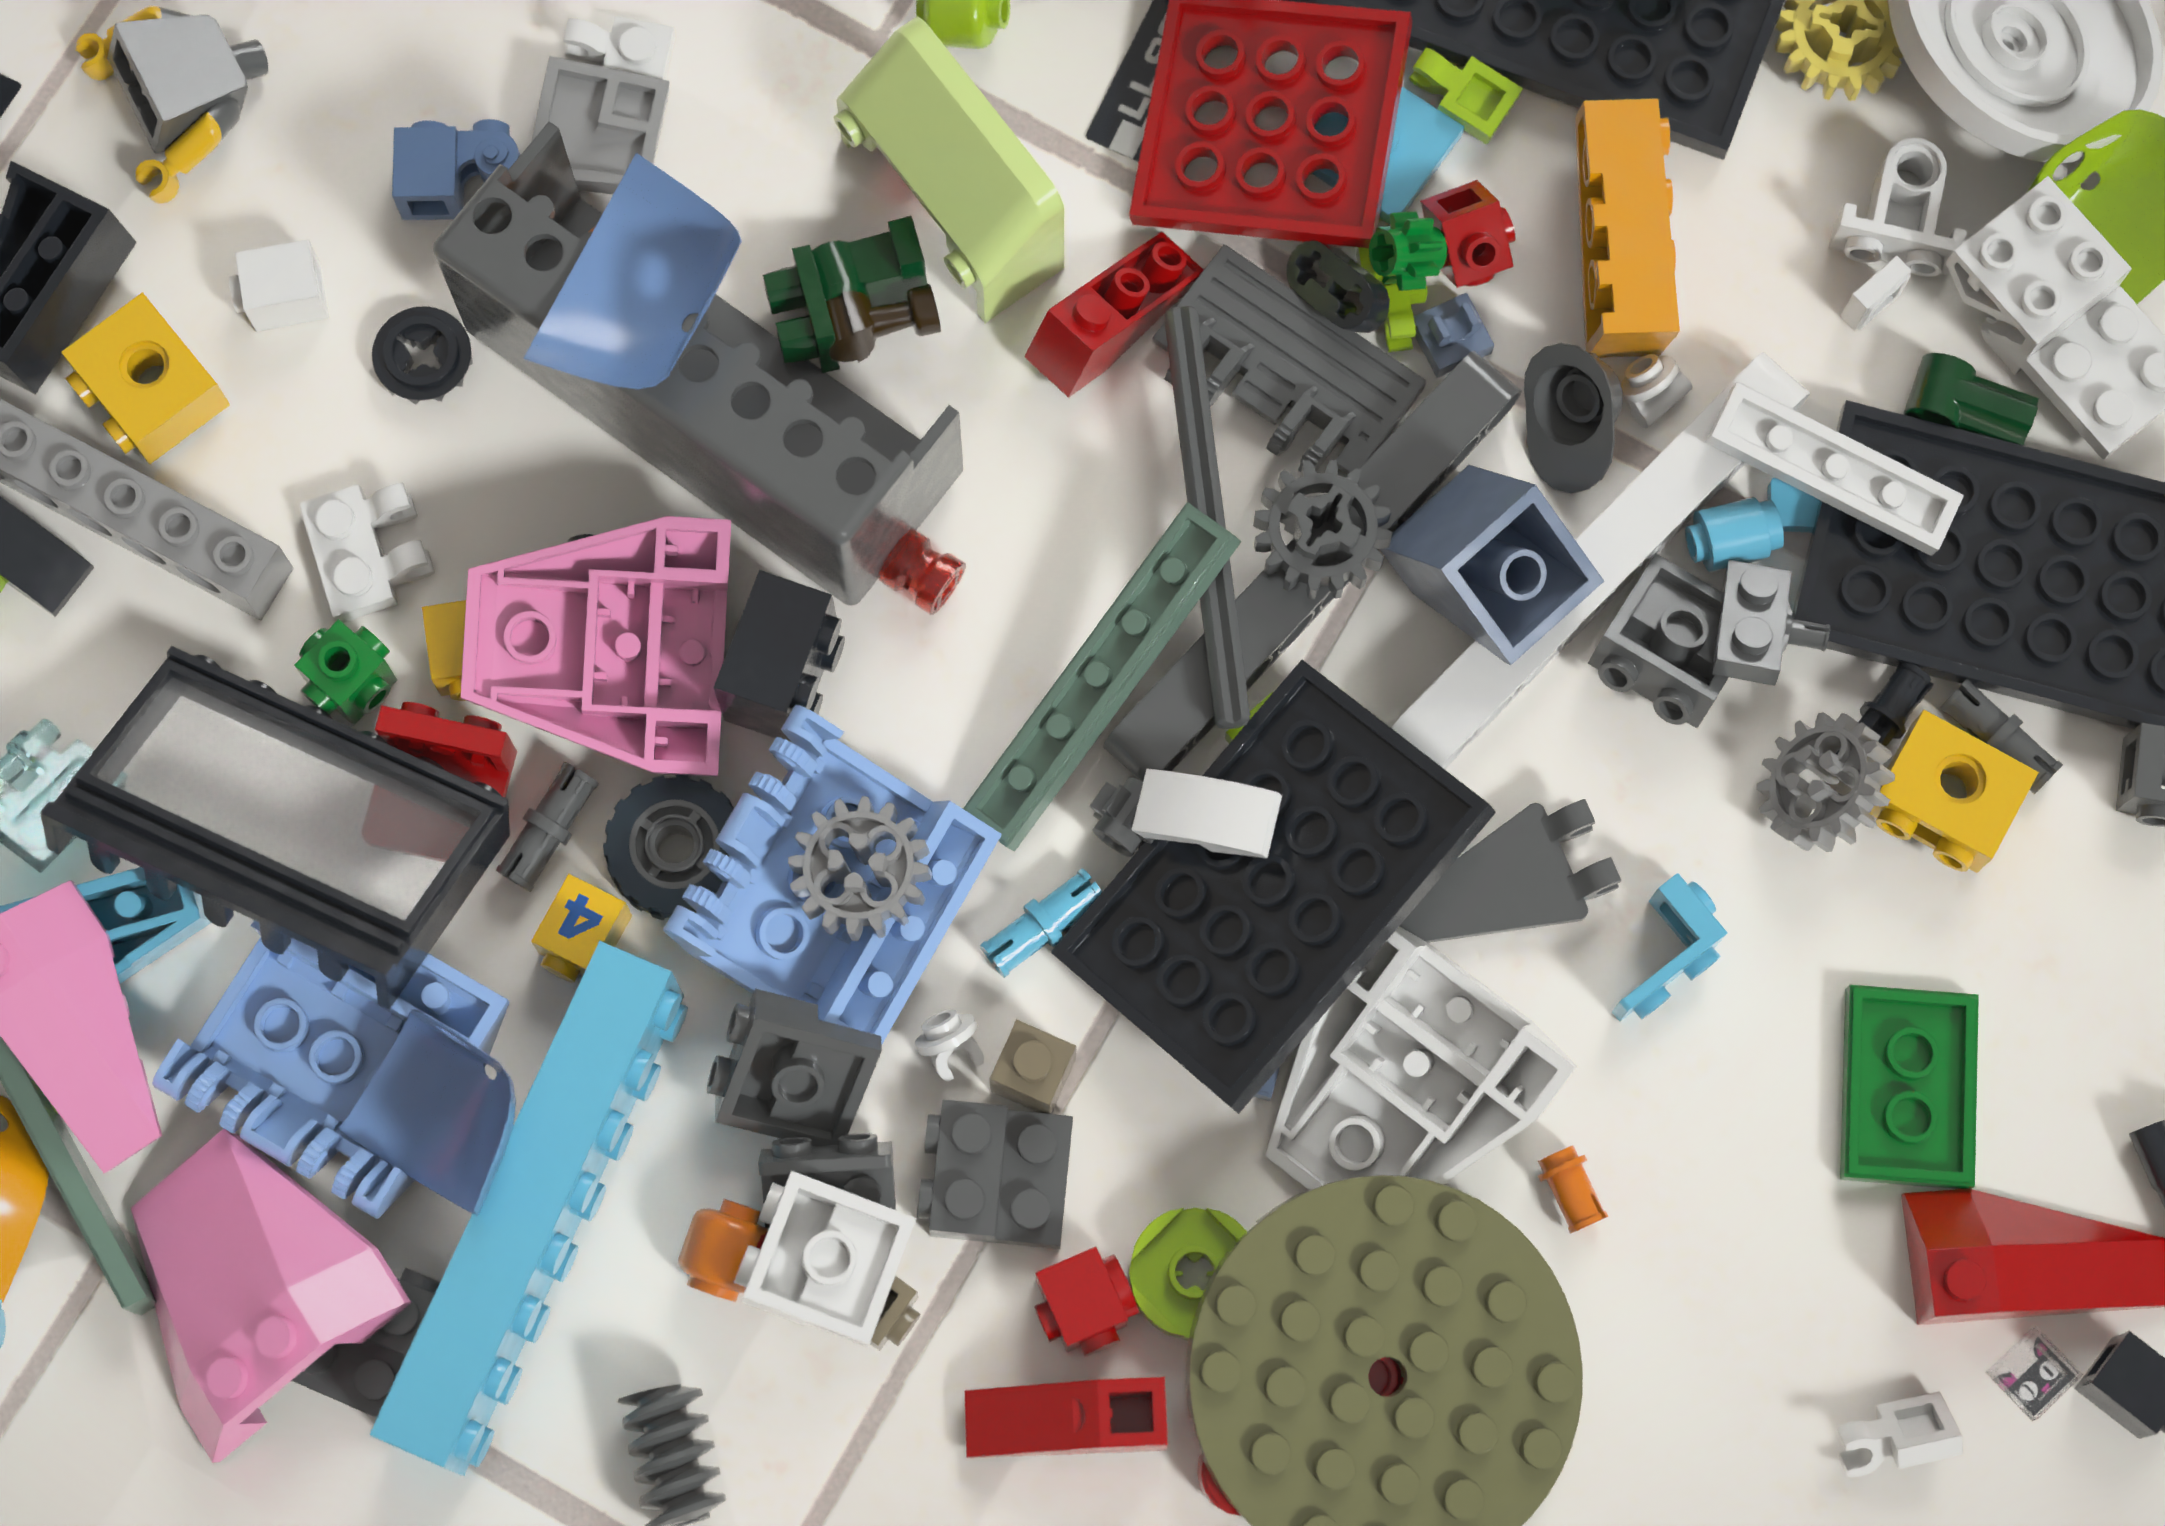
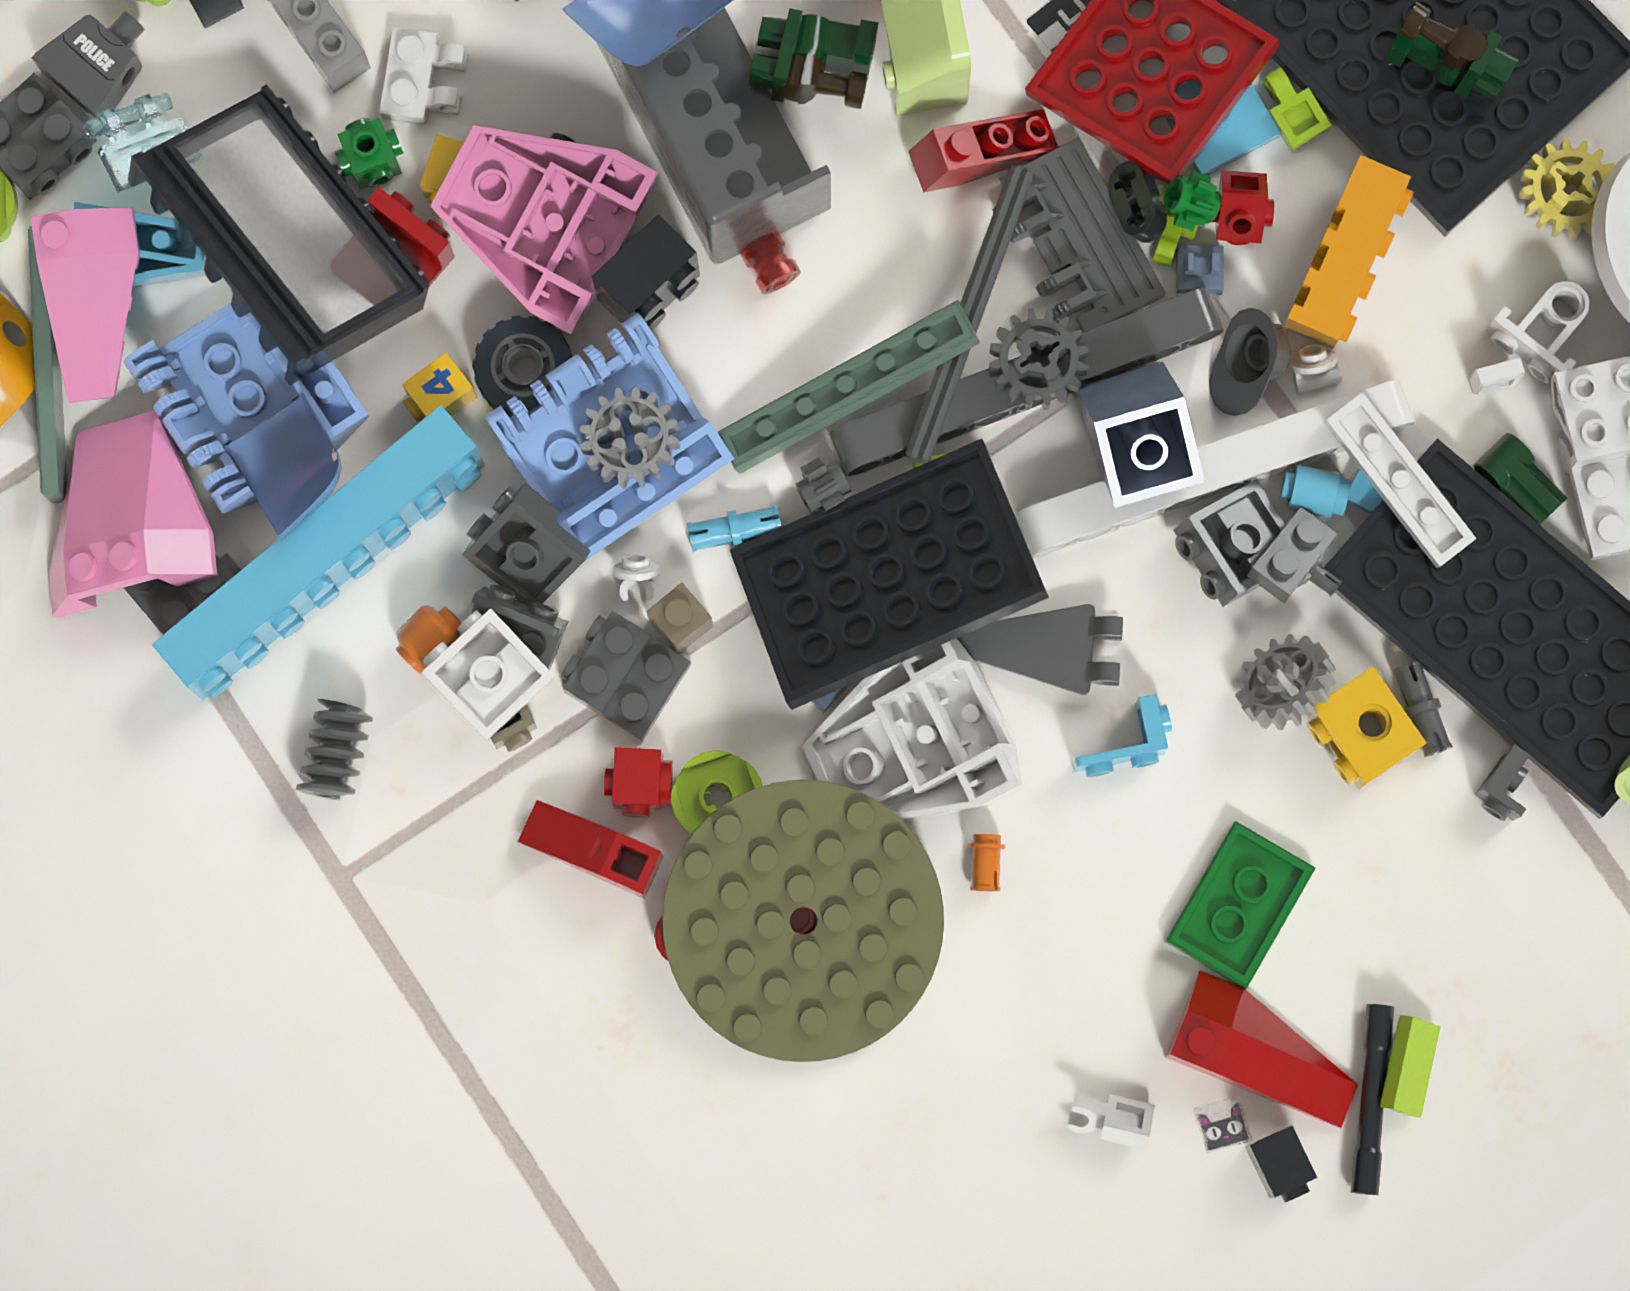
camera: 30 degrees right, 5 degrees up
(547, 826) = (449, 314): dark grey pin -> none
(1207, 812) = (867, 508): white slope -> none
(1896, 702) = (1361, 654): black axle -> none

